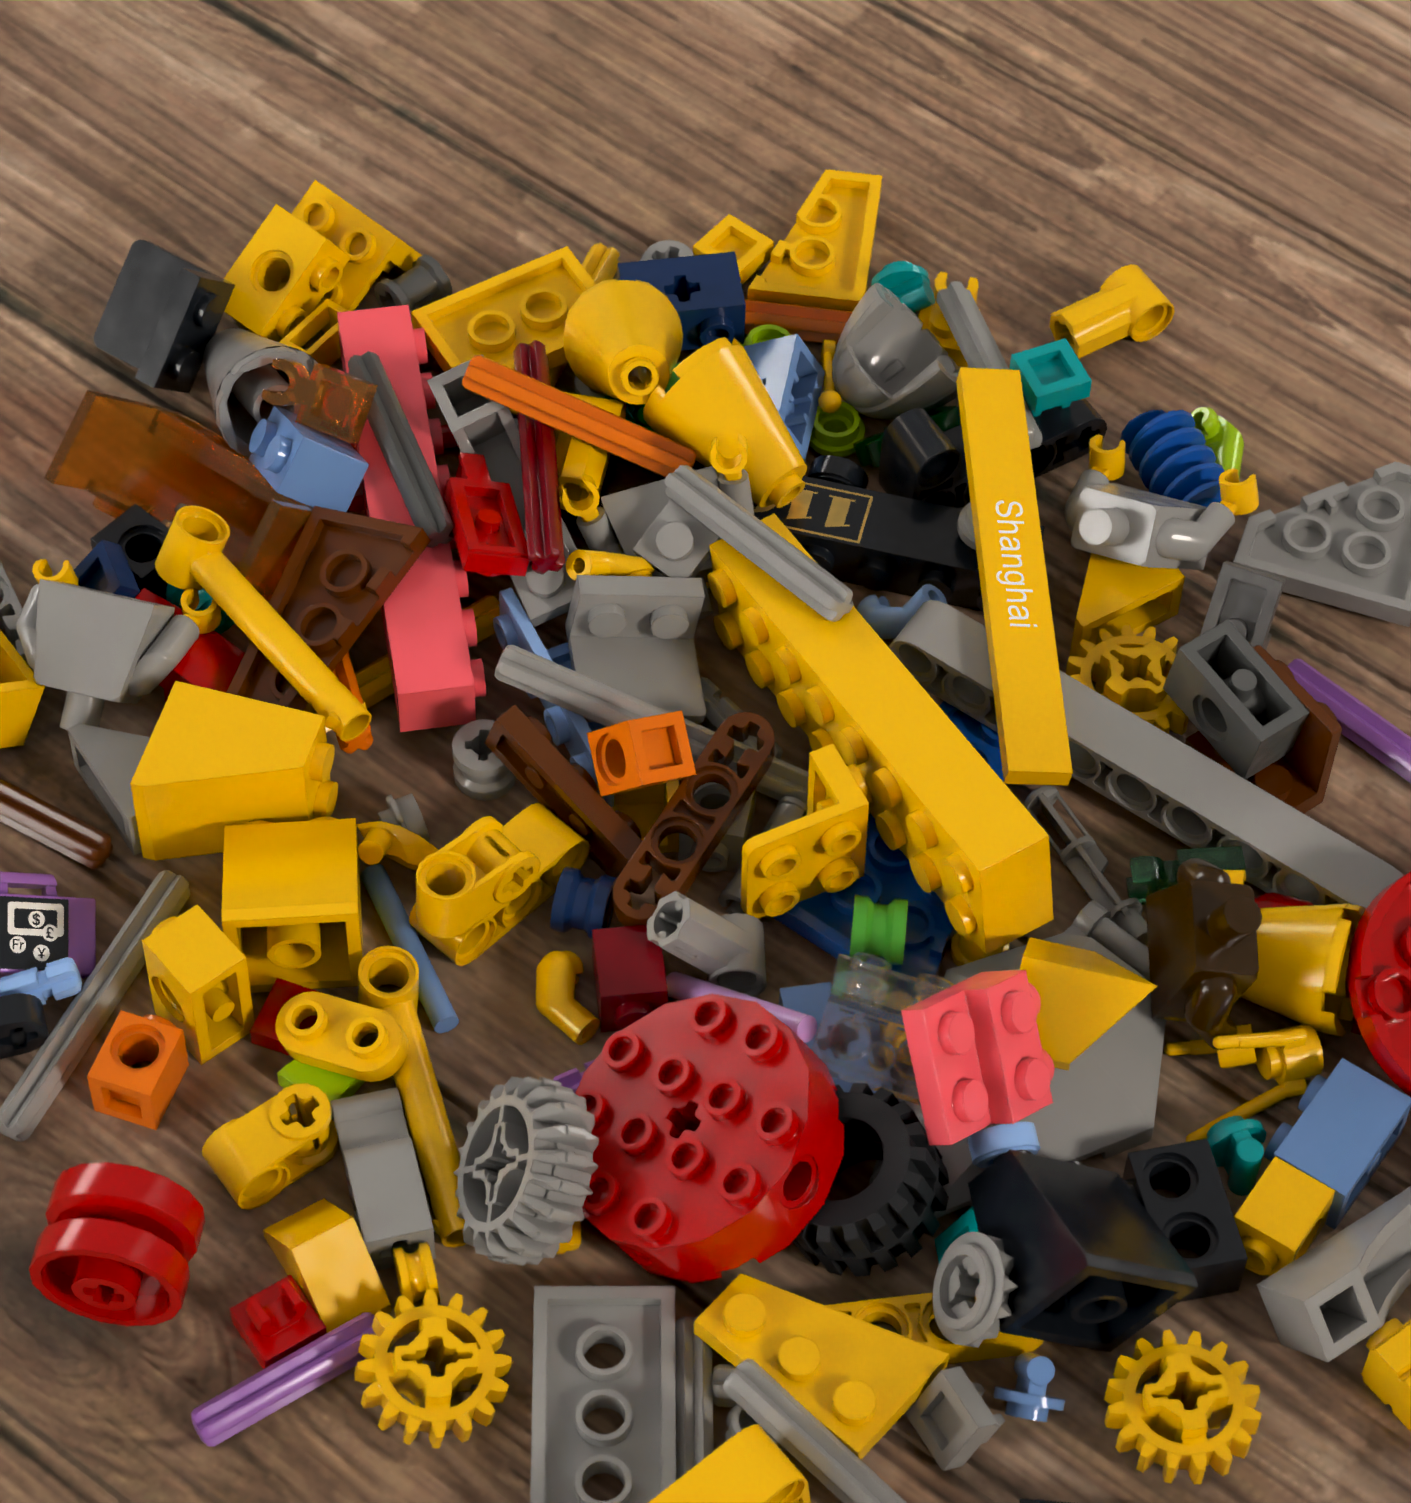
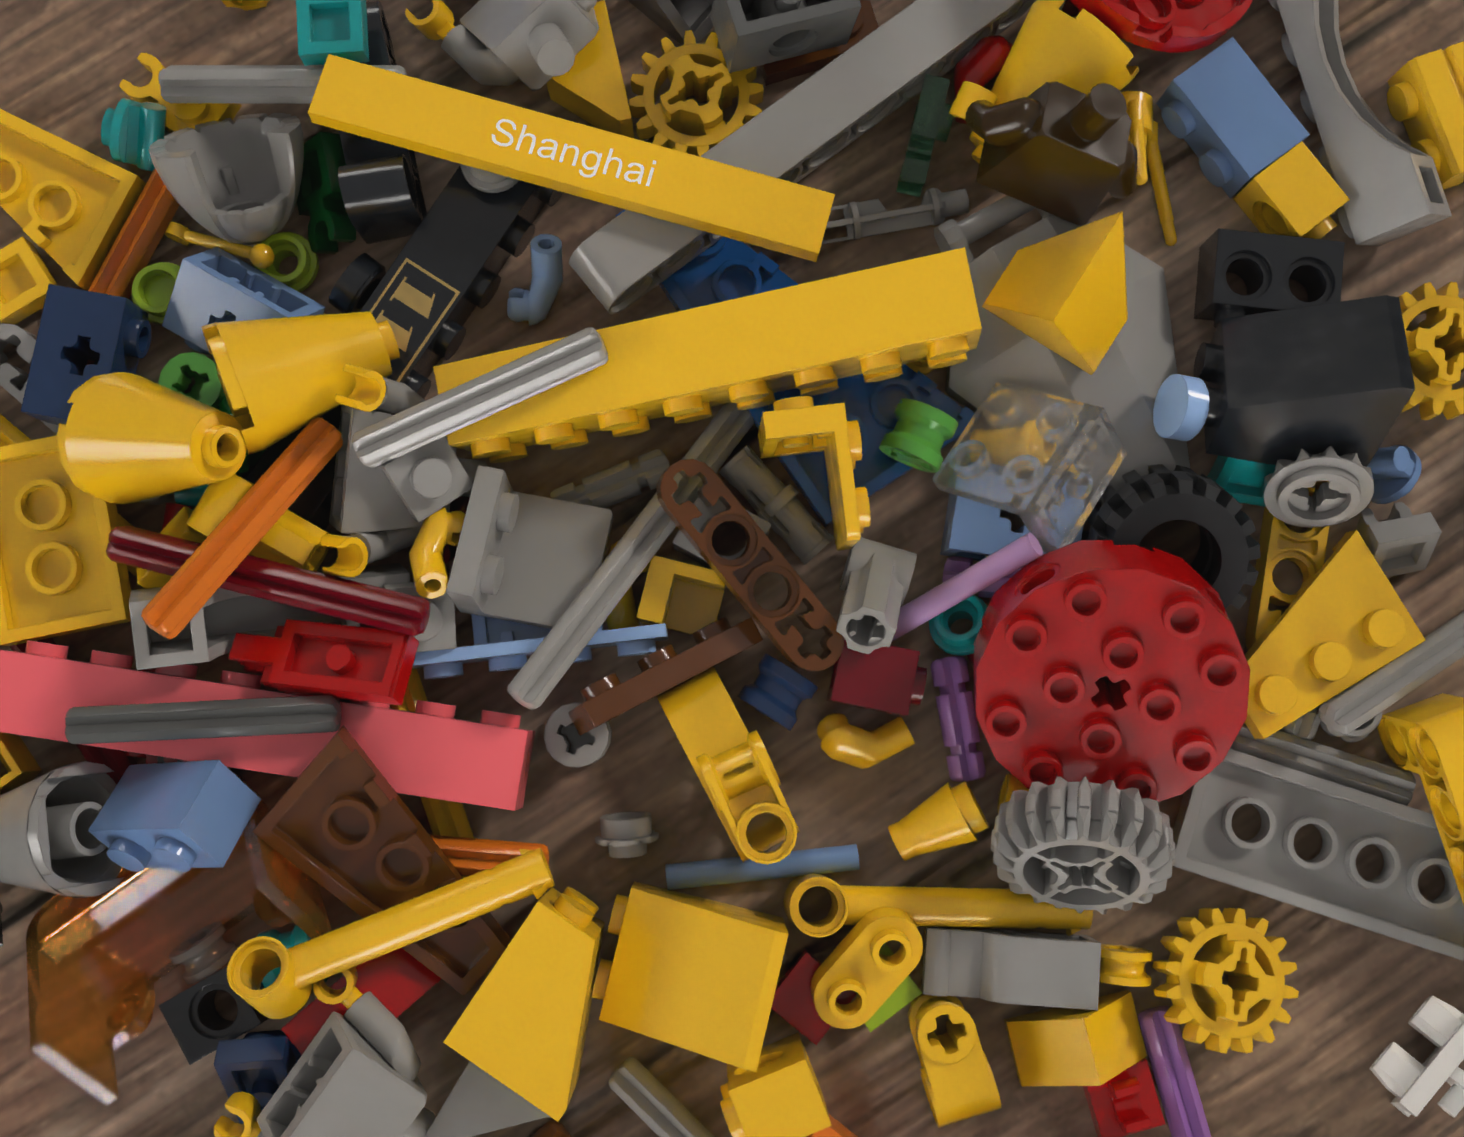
camera: 75 degrees left, 30 degrees up
(327, 399) = (116, 778): clear orange plate -> none
(394, 842) = (664, 844): yellow bar -> none
(495, 1064) = (939, 822): none -> yellow cone
(641, 753) = (680, 596): orange brick -> none
(978, 1055) = (1133, 399): coral plate -> none
(1239, 1149) = (1210, 208): teal plate -> none

